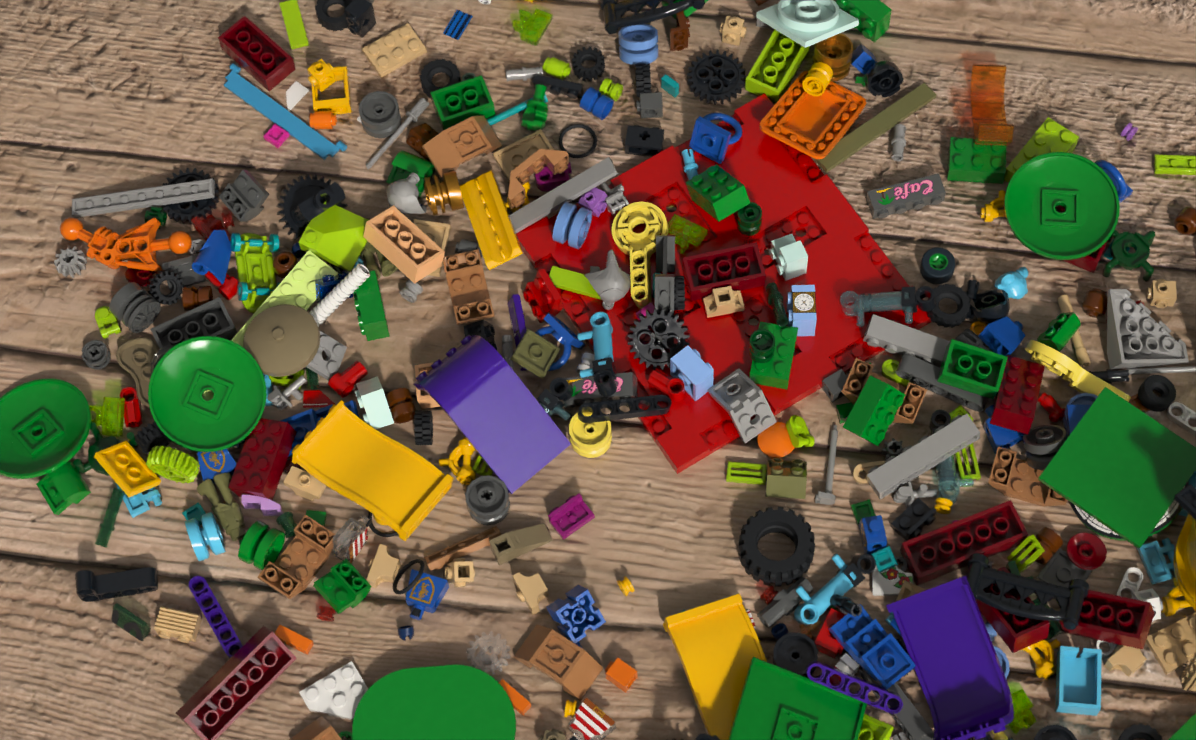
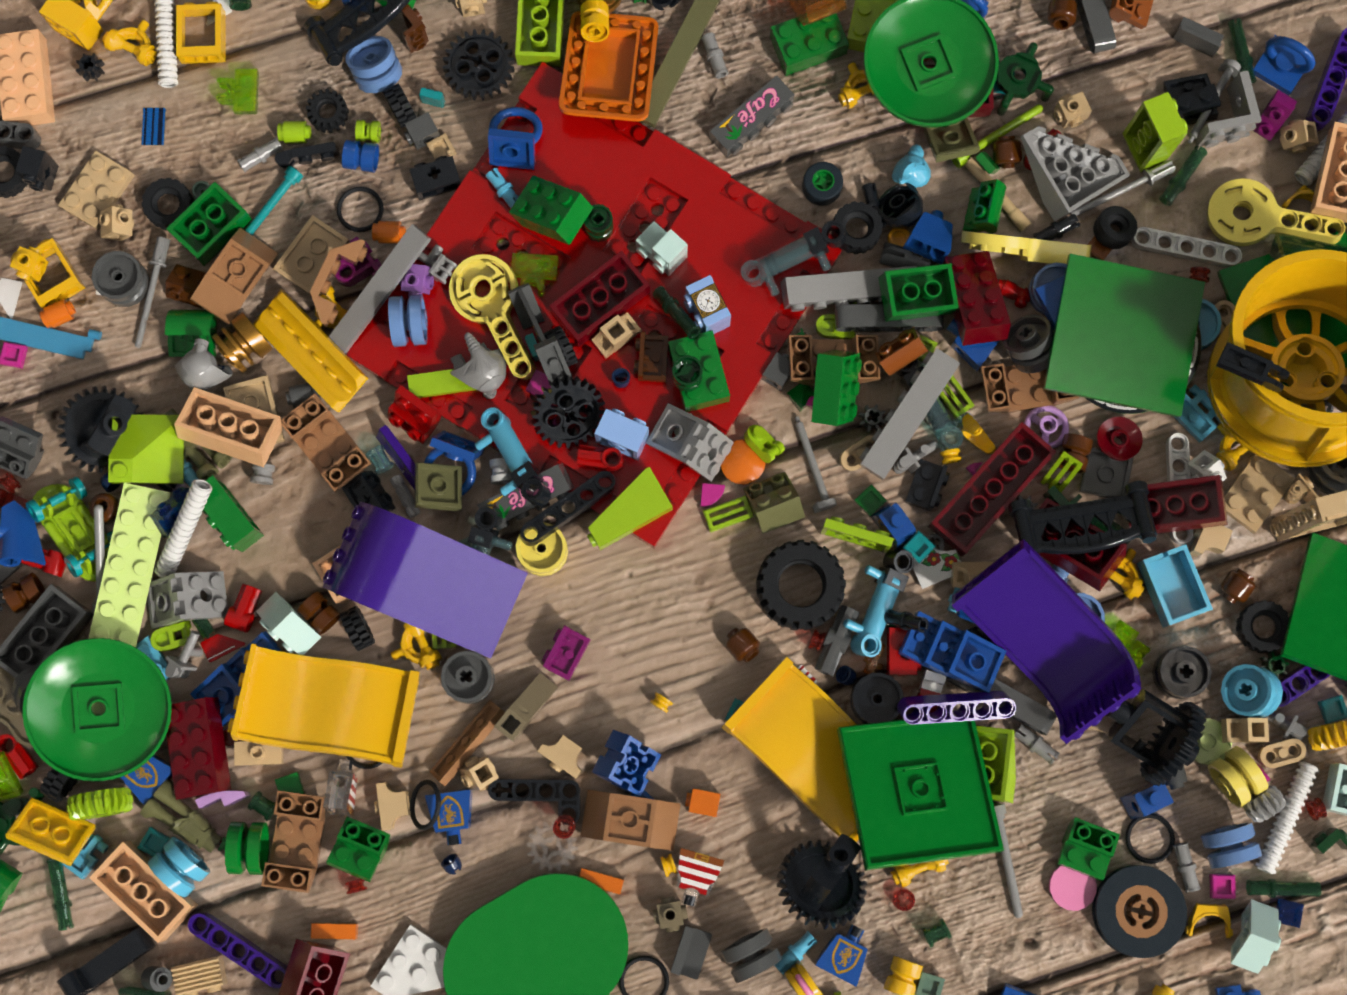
camera: 30 degrees left, 15 degrees up
(146, 609) = (156, 978): none -> dark grey brick
(170, 543) = (141, 893): none -> light nougat brick
(269, 283) = (99, 548): none -> light grey piece
(282, 339) = (149, 605): dark tan dish -> none
(396, 76) = (116, 223): none -> tan brick
(493, 609) = (535, 795): none -> black beam
(499, 635) = (564, 834): none -> clear red bush
(502, 318) = (379, 459): none -> clear light blue bush
(537, 110) = (297, 195): green piece -> none
(586, 161) = (388, 232): none -> orange brick
(660, 121) = (441, 146): none -> tan tile
(670, 433) = (631, 510): none -> lime slope
(710, 571) = (742, 644): none -> reddish brown head
(711, 335) = (622, 377): none -> dark blue hinge
(739, 333) = (652, 358): none -> reddish brown bracket
(740, 452) = (711, 493): none -> dark pink tile
(838, 528) = (857, 534): none -> lime plate
(938, 407) = (901, 351): none -> dark orange brick
(971, 501) = (976, 435): none -> yellow helmet
(1033, 511) = (1052, 421): none -> lavender piece
(1055, 275) = (952, 141): none -> olive tile
(1057, 291) = (961, 161): none -> lime piece
(1076, 304) = (987, 163): none -> green tile
(1132, 706) = (1237, 586): none -> reddish brown head

